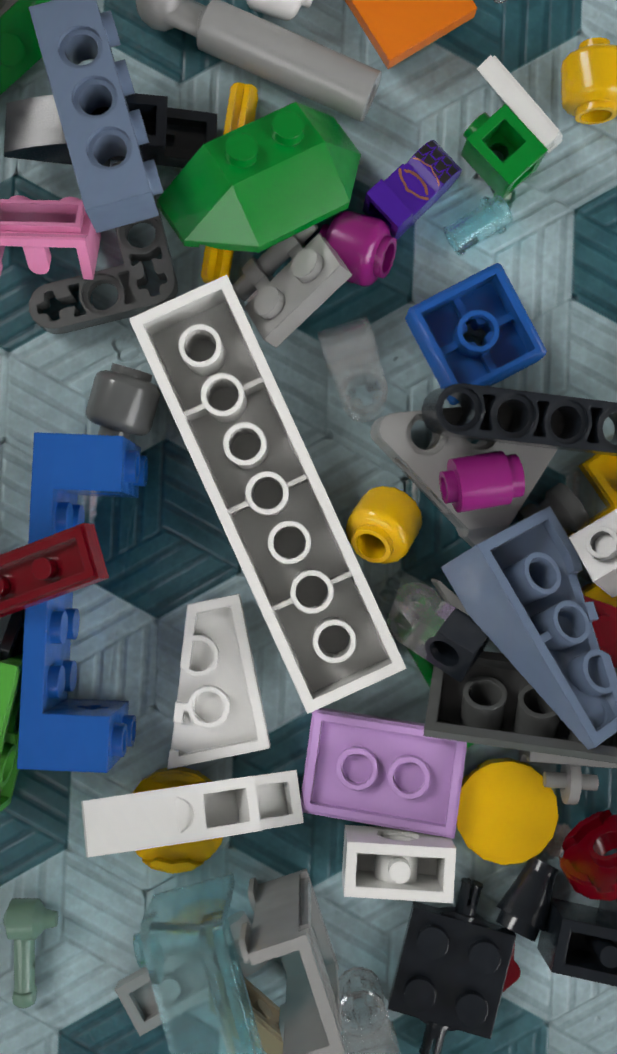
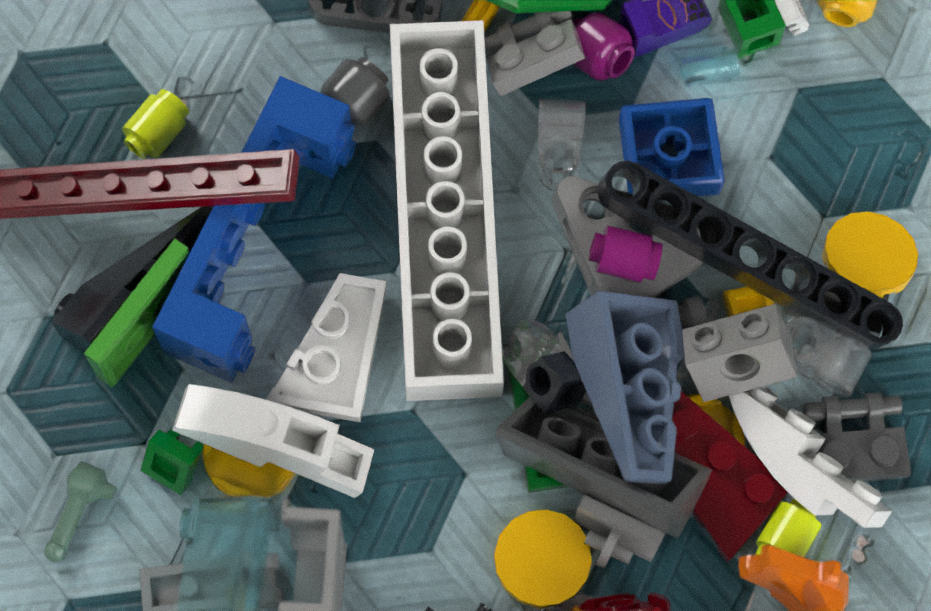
camera: 20 degrees right, 15 degrees down
(99, 870) = (171, 460): none -> green tile
(382, 773) = (449, 480): lavender tile -> none
(384, 525) = (532, 270): yellow head -> none
(397, 865) = (429, 552): white brick -> none

